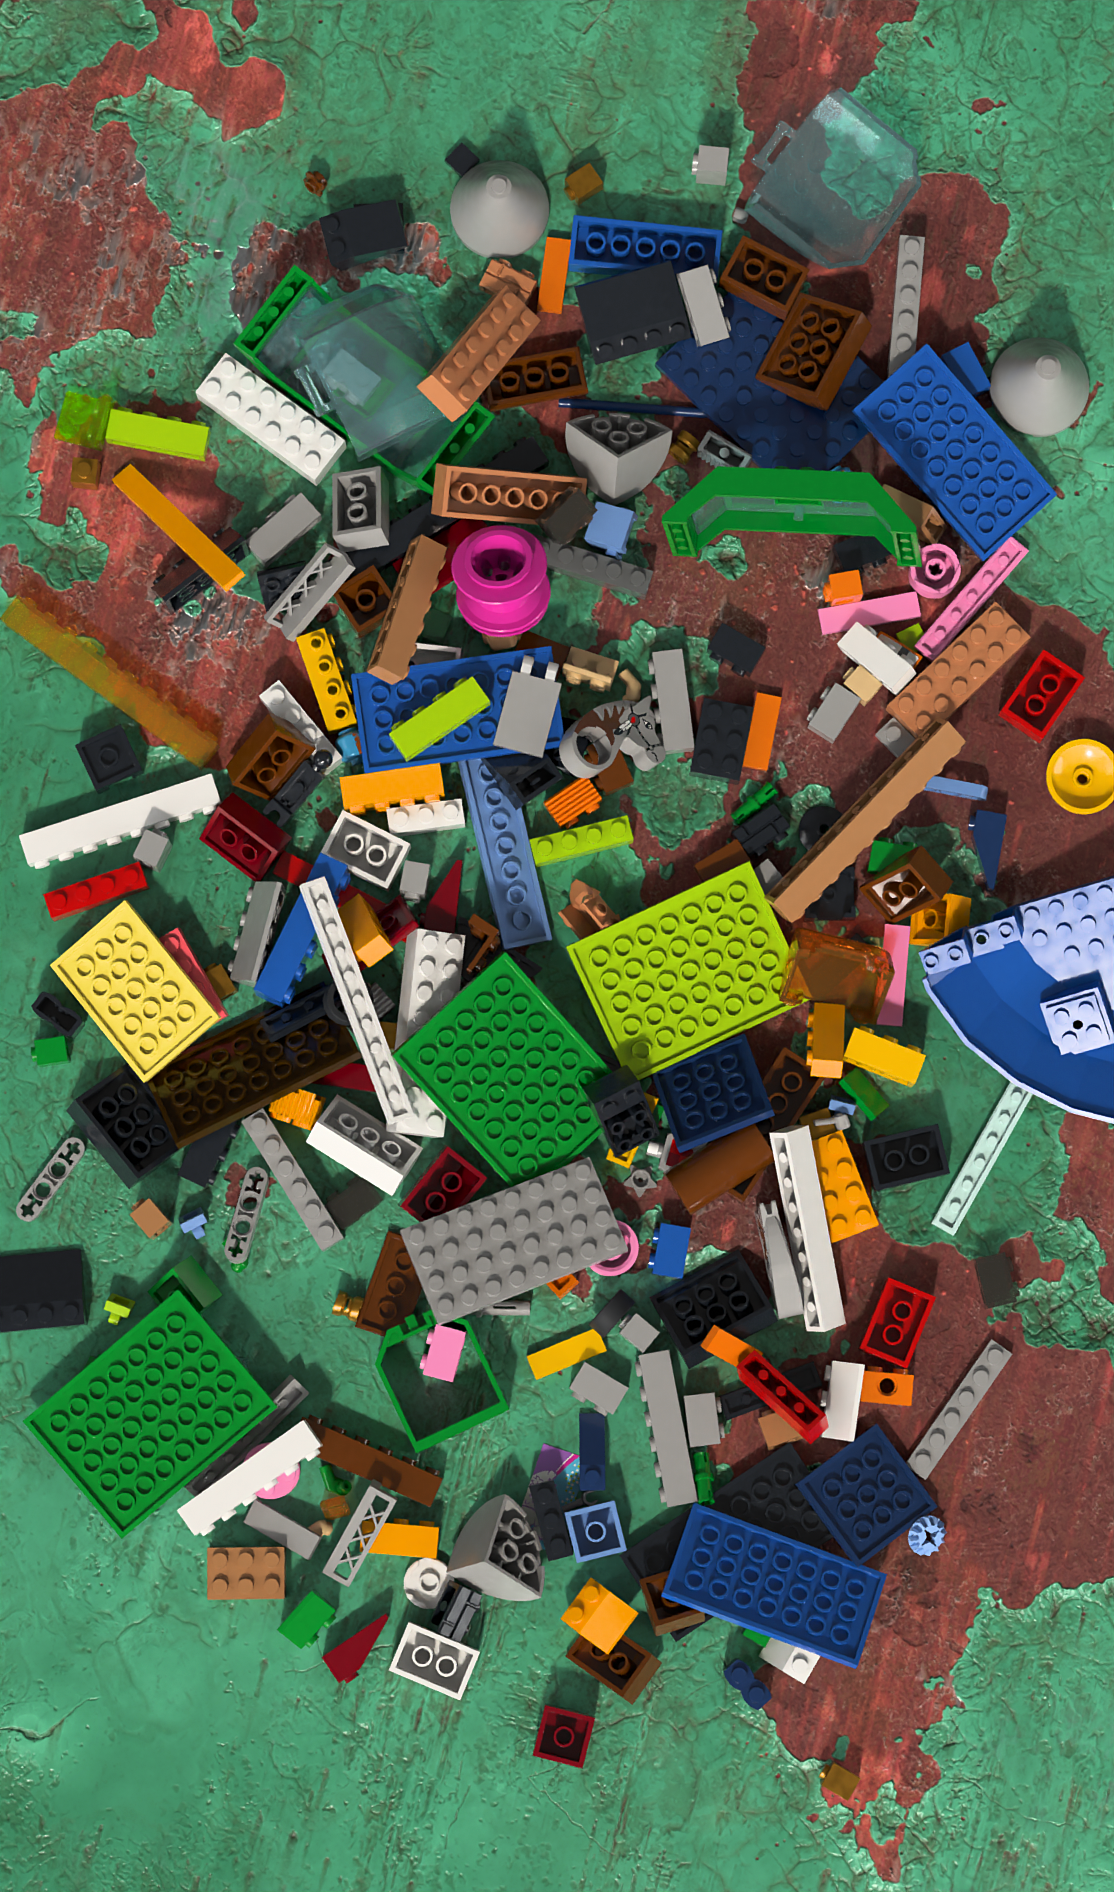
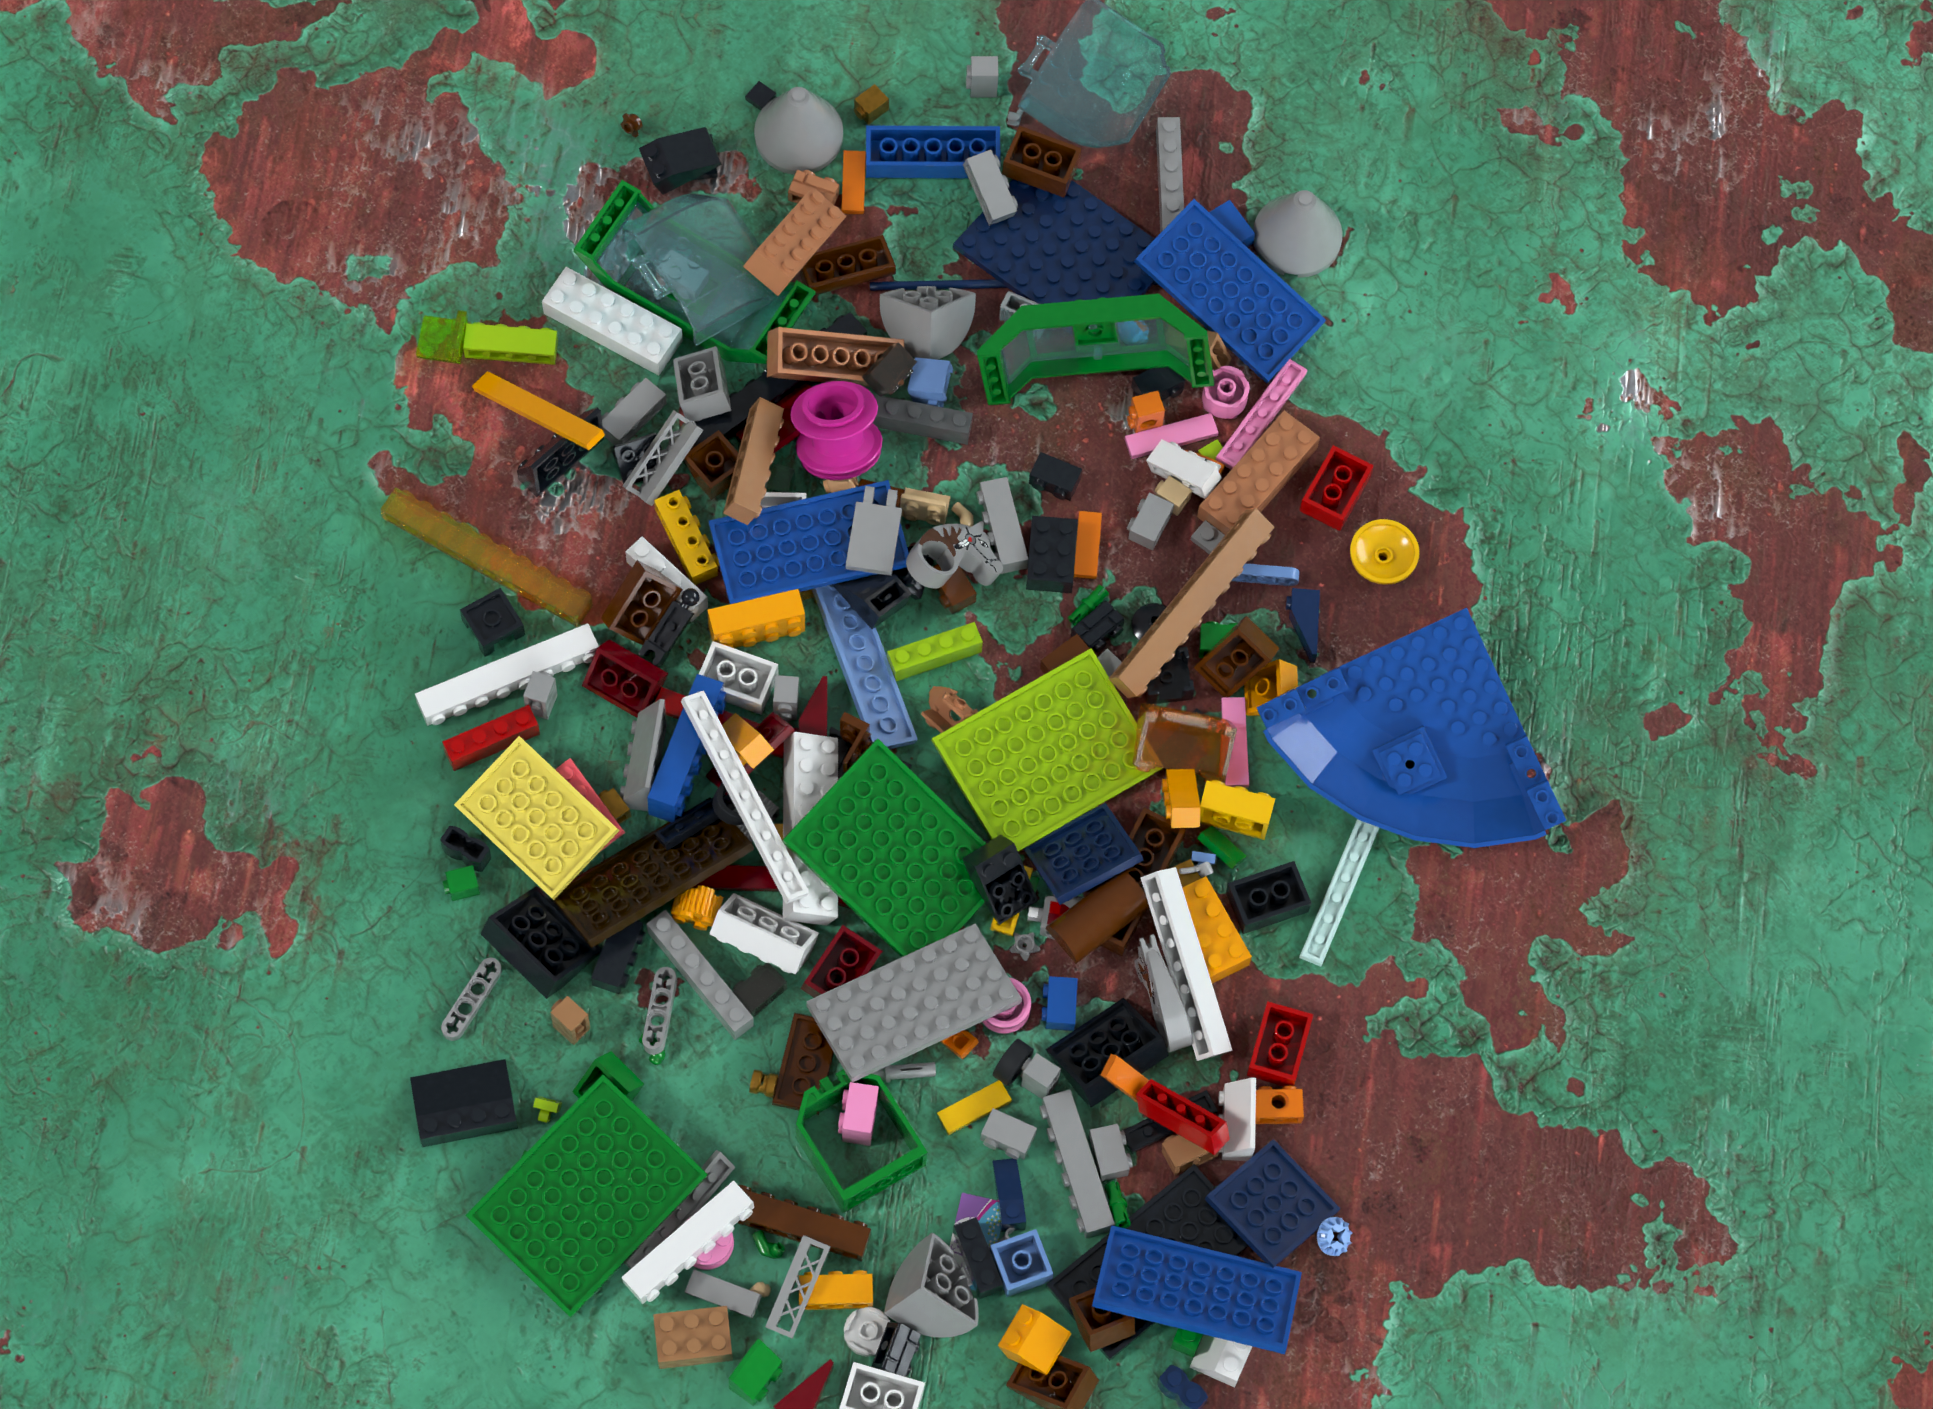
camera: 10 degrees left, 15 degrees down
(85, 473) = (447, 381): pearl gold brick -> none
(194, 1222) = (610, 1022): medium blue tile -> none
(335, 1507) = (771, 1266): clear orange slope -> none
(349, 746) = (714, 588): dark azure head -> none
(426, 818) = (791, 644): white brick -> none
(439, 718) = (793, 548): lime brick -> none
(573, 802) = (923, 618): orange brick -> none
(632, 312) = (927, 200): black slope -> none
(683, 447) = (987, 311): pearl gold wheel -> none
(814, 350) = (1094, 218): reddish brown slope -> none
(958, 1409) = (1347, 1120): light grey plate -> none
(995, 1280) = (1366, 999): clear smoke brick -> none

